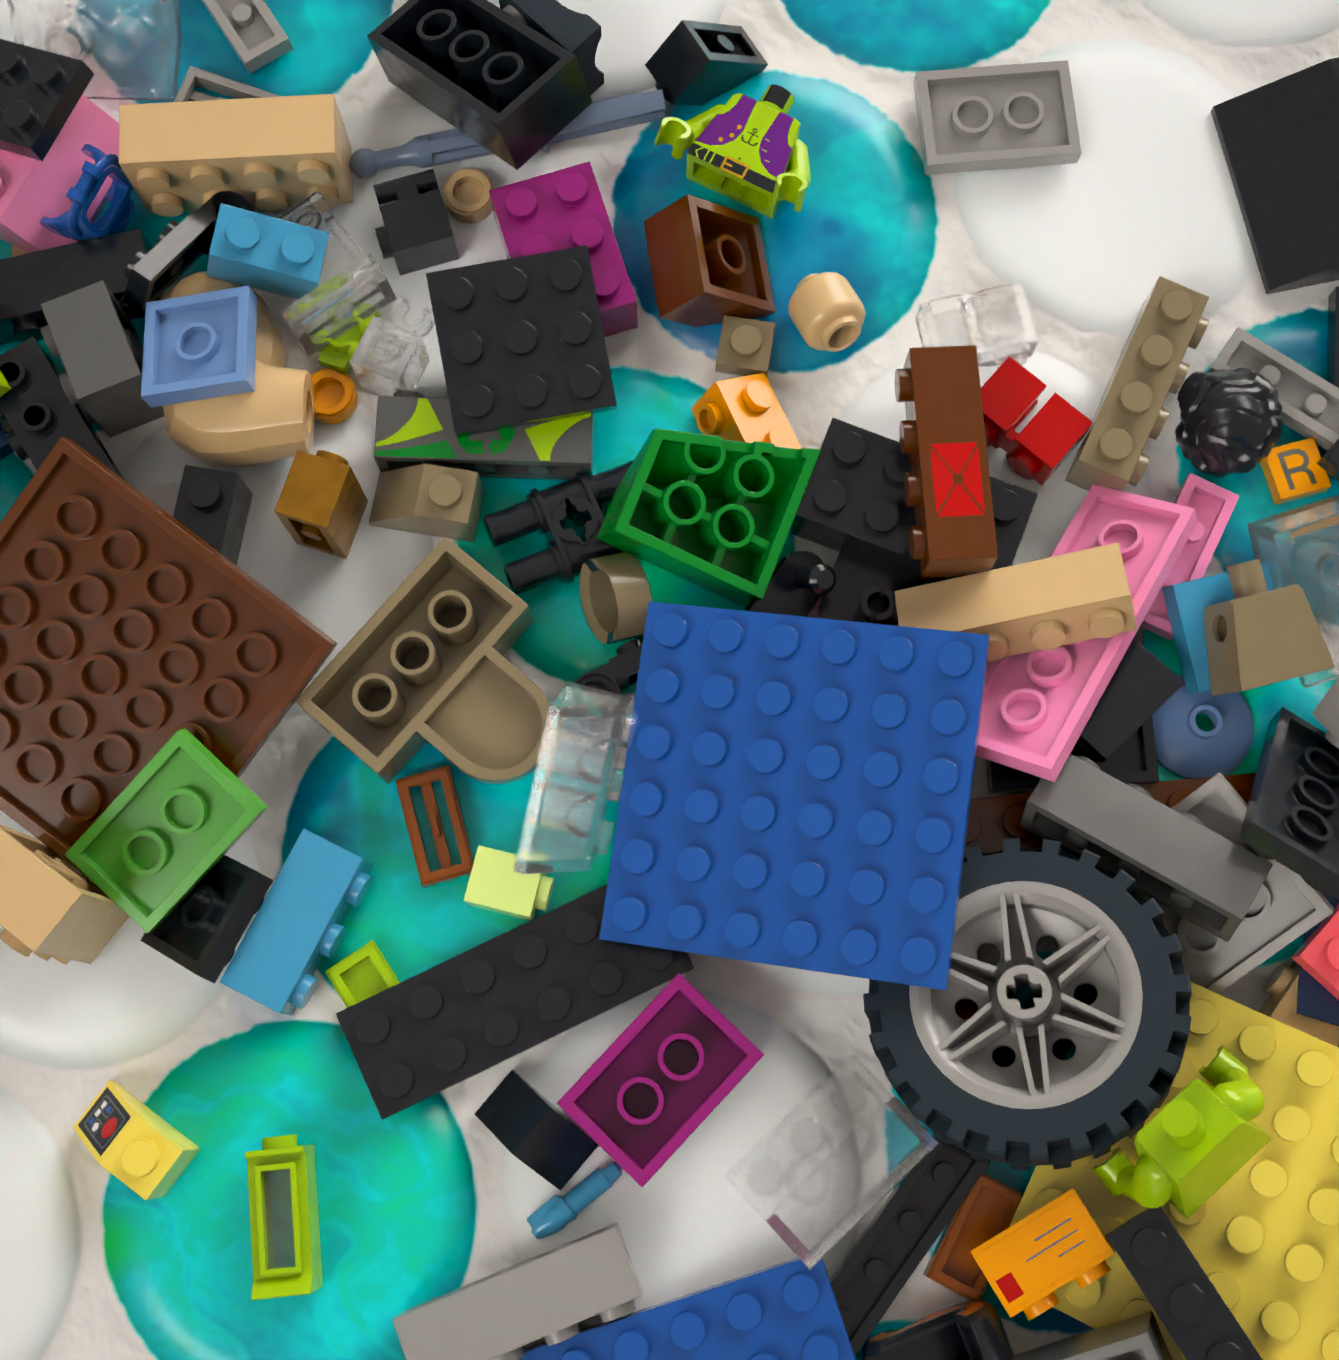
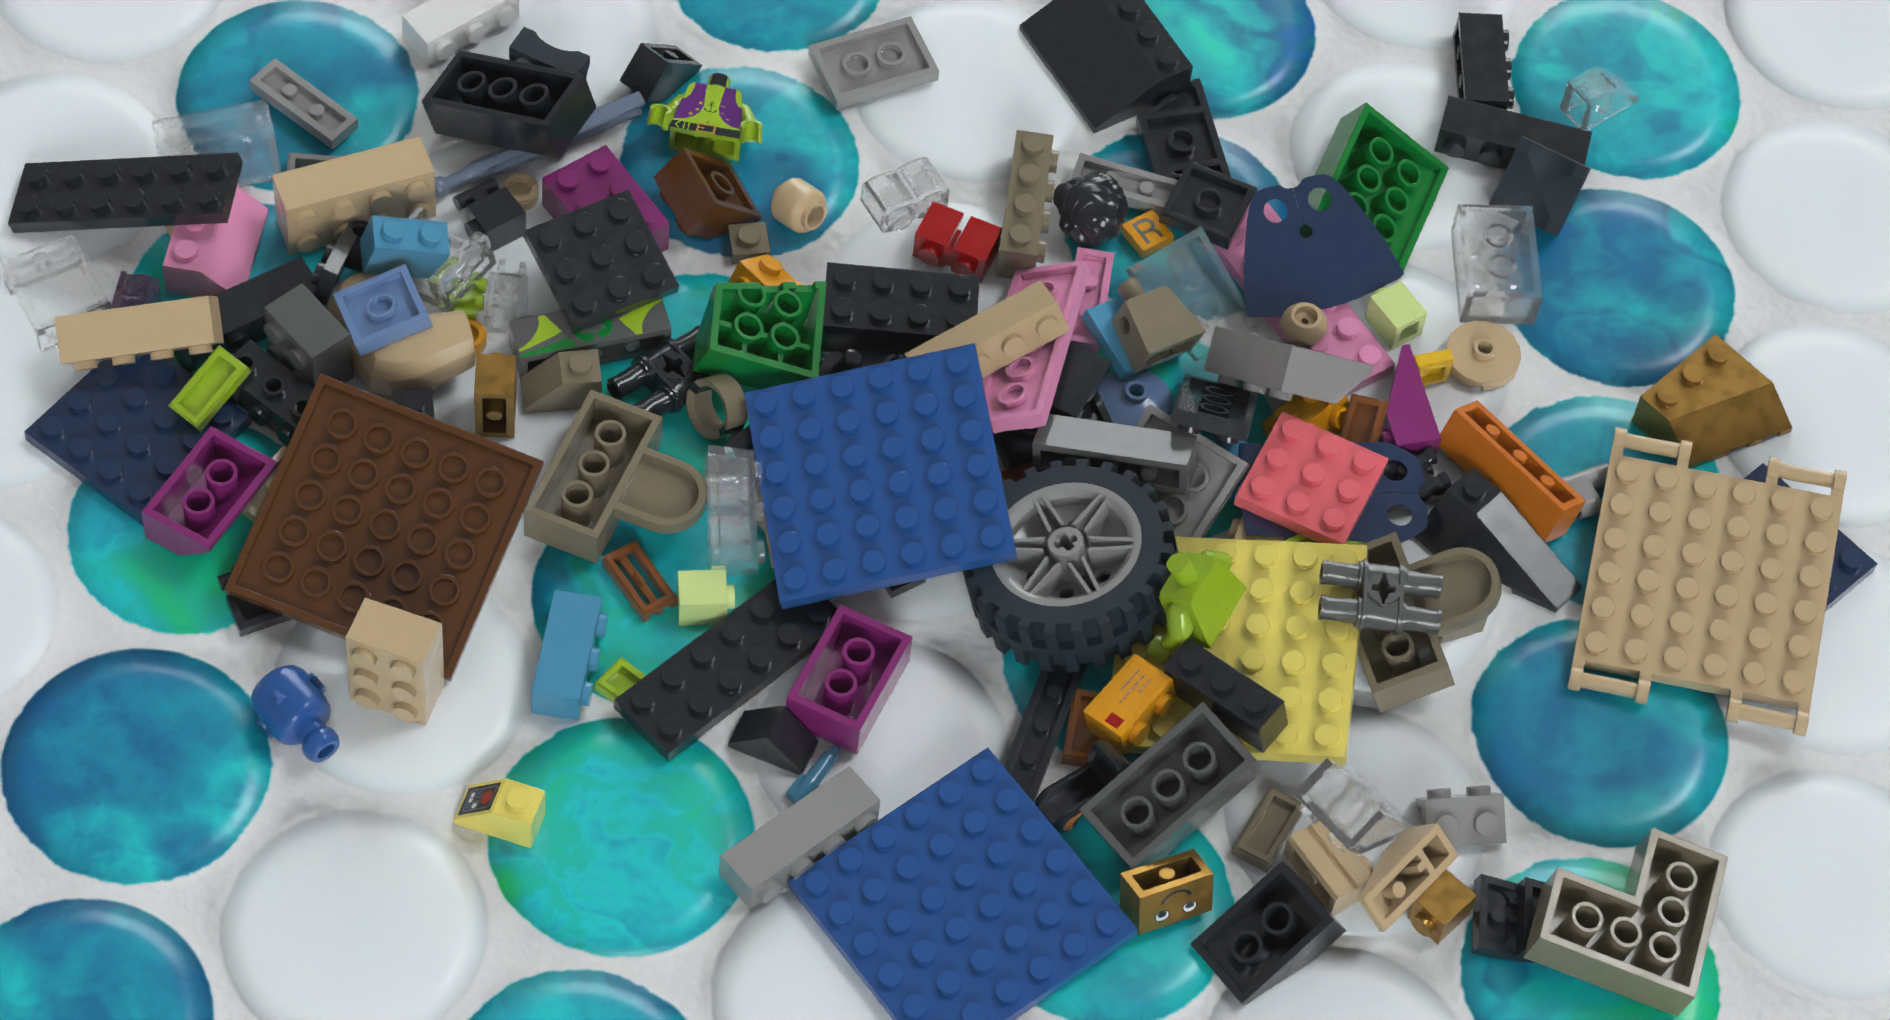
camera: 25 degrees left, 20 degrees down
(115, 219) = (272, 247): blue helmet -> none
(166, 830) = (471, 601): bright green plate -> none
(211, 919) = (504, 657): black plate -> none
(284, 1218) = (621, 826): lime window -> none
(831, 1160) = (973, 693): clear slope -> none
(947, 461) = (913, 263): reddish brown brick -> none

